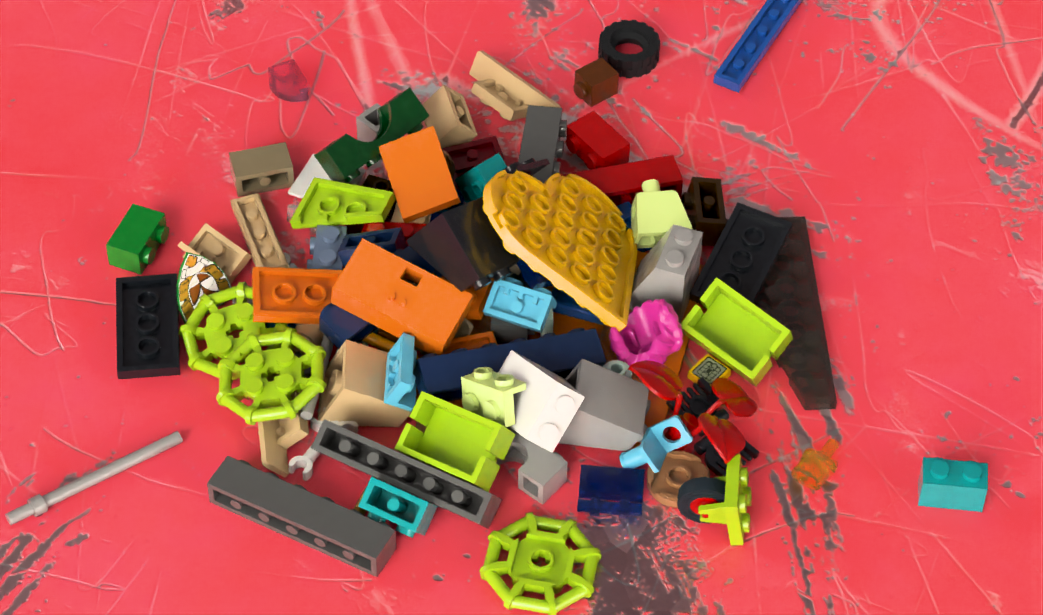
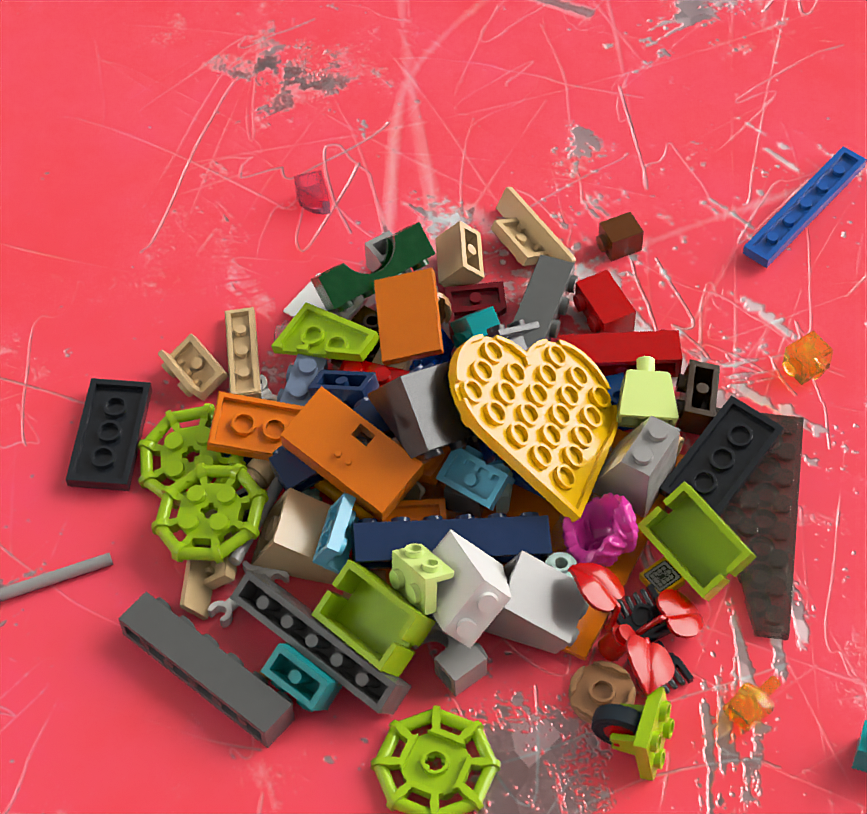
camera: 15 degrees right, 5 degrees up
(137, 239) = (123, 339): green brick -> none
(196, 278) = (163, 393): shield -> none
(261, 169) = (262, 282): dark tan brick -> none
(611, 484) = (530, 687): clear blue plate -> none
(635, 33) = (663, 186): black tyre -> none
(655, 445) = (583, 655): medium azure bracket -> none
(796, 164) = (807, 358): none -> clear yellow brick

